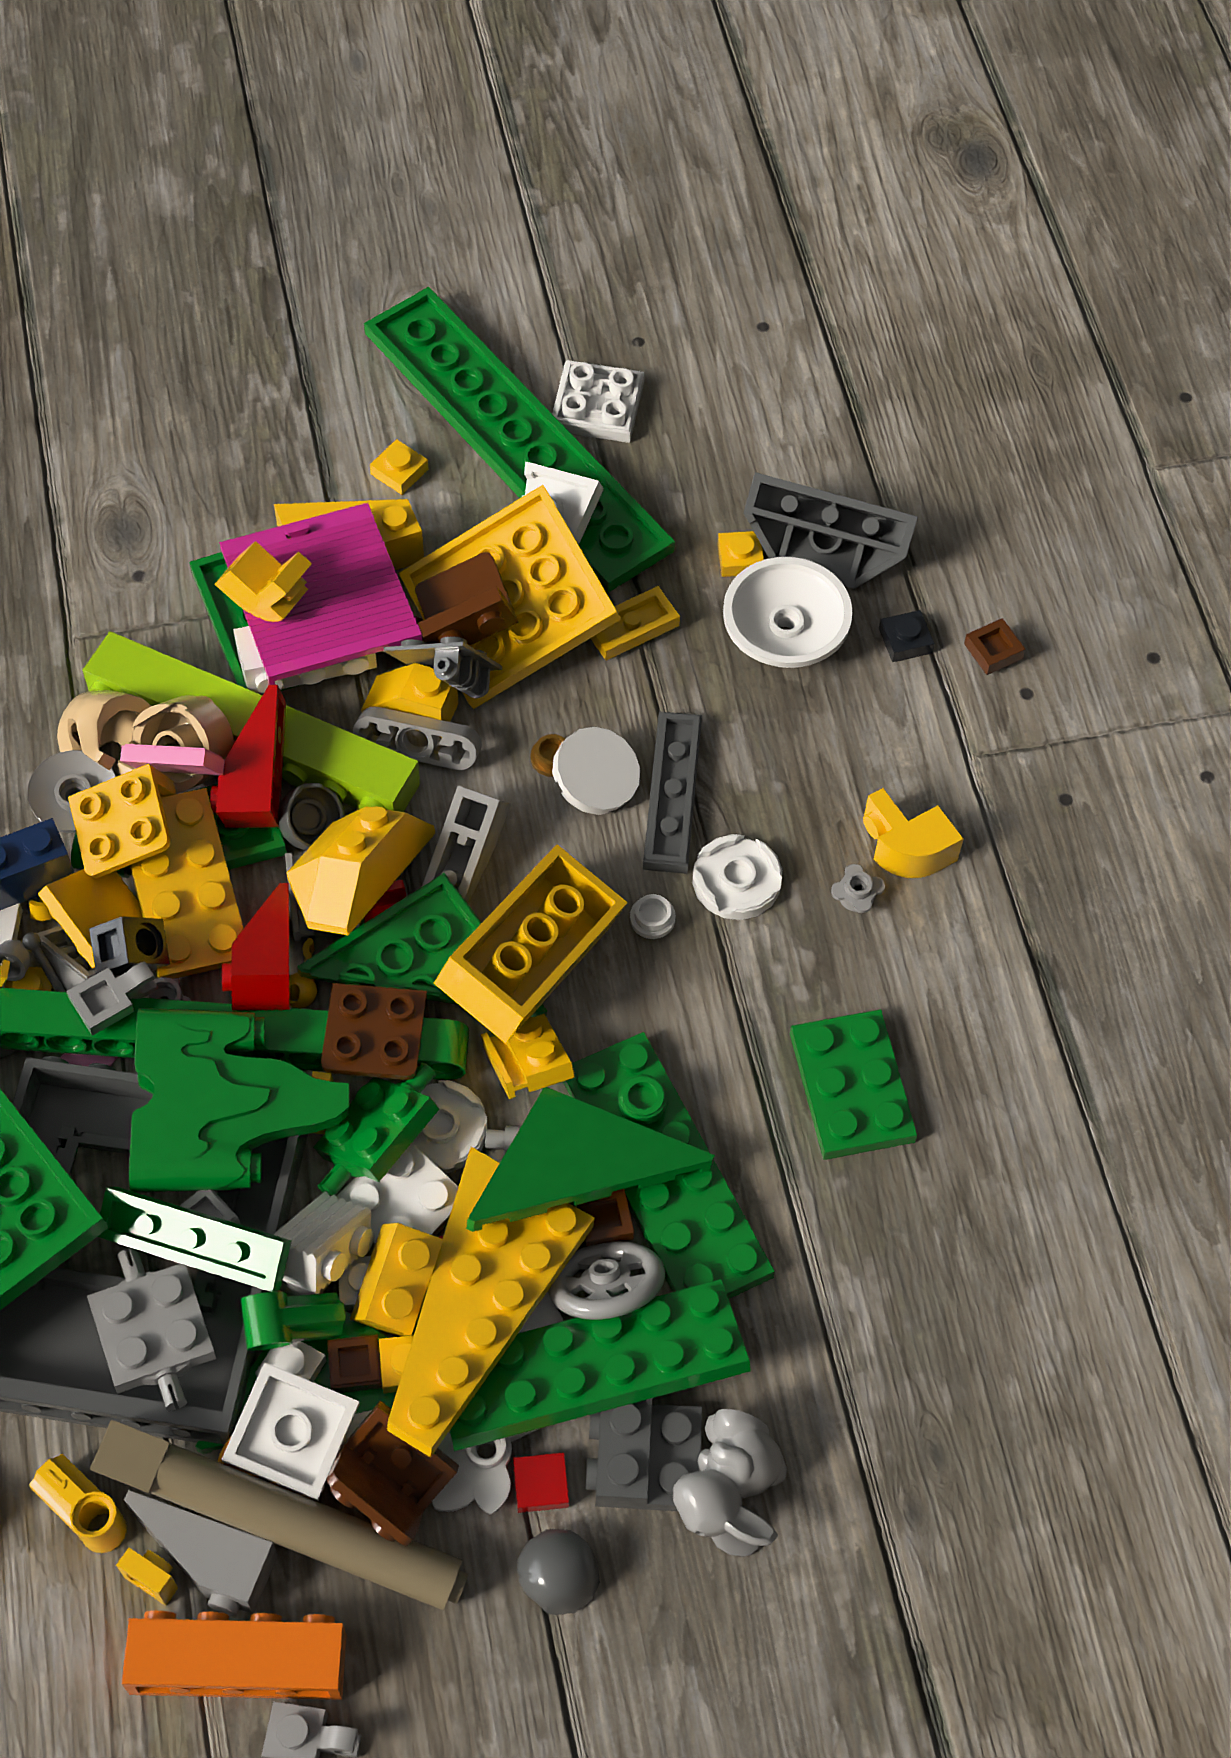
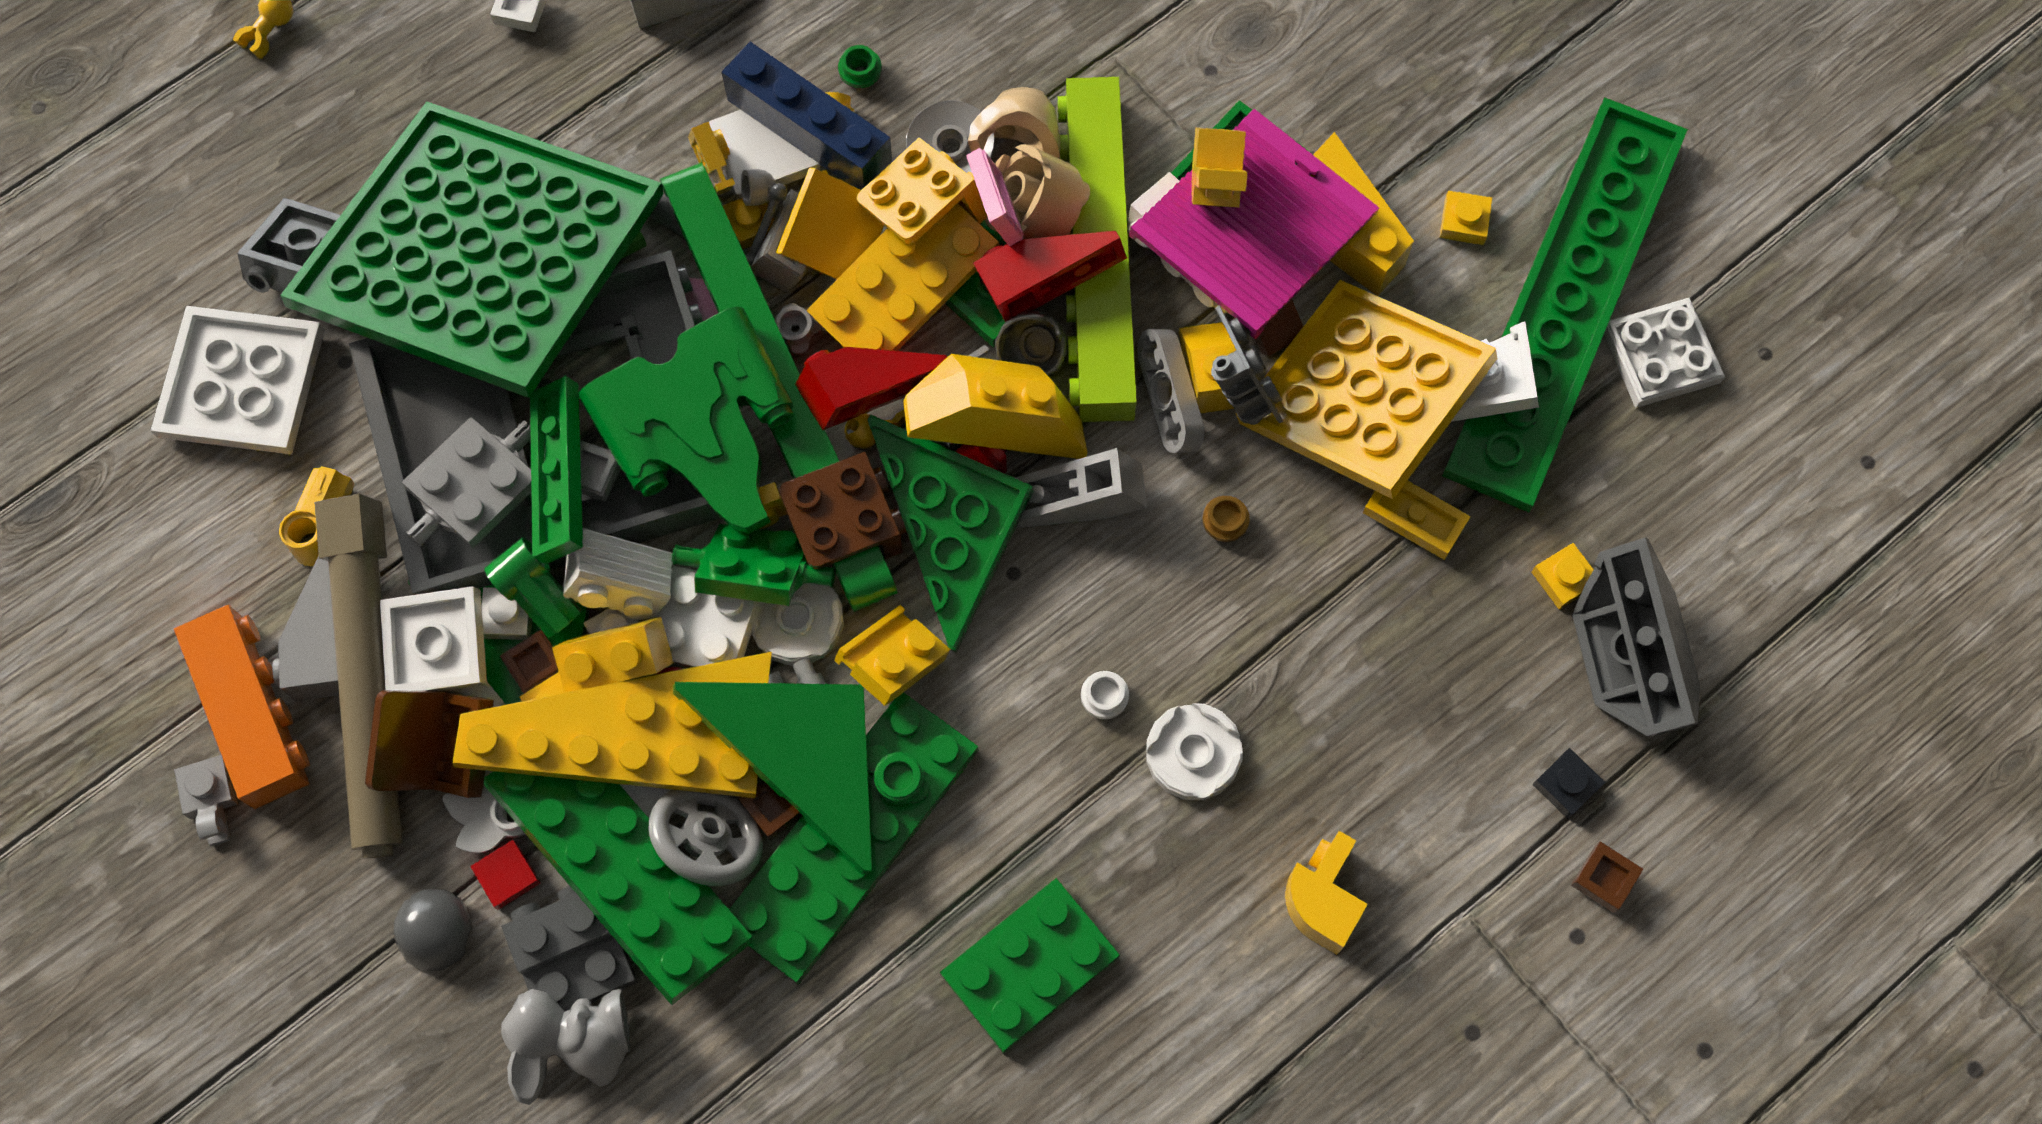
camera: 65 degrees right, 10 degrees up
(106, 999) = (743, 276): light grey plate -> none
(128, 942) = (795, 254): brick -> none
(149, 1574) = (278, 598): yellow plate -> none
(465, 602) = (1324, 352): reddish brown bracket -> none
(530, 943) = (996, 597): yellow brick -> none
(596, 770) = (1227, 564): white tile -> none
(672, 792) = (1253, 646): dark grey tile -> none
(789, 595) = (1527, 629): white dish -> none
(857, 900) = (1231, 881): light grey plate -> none

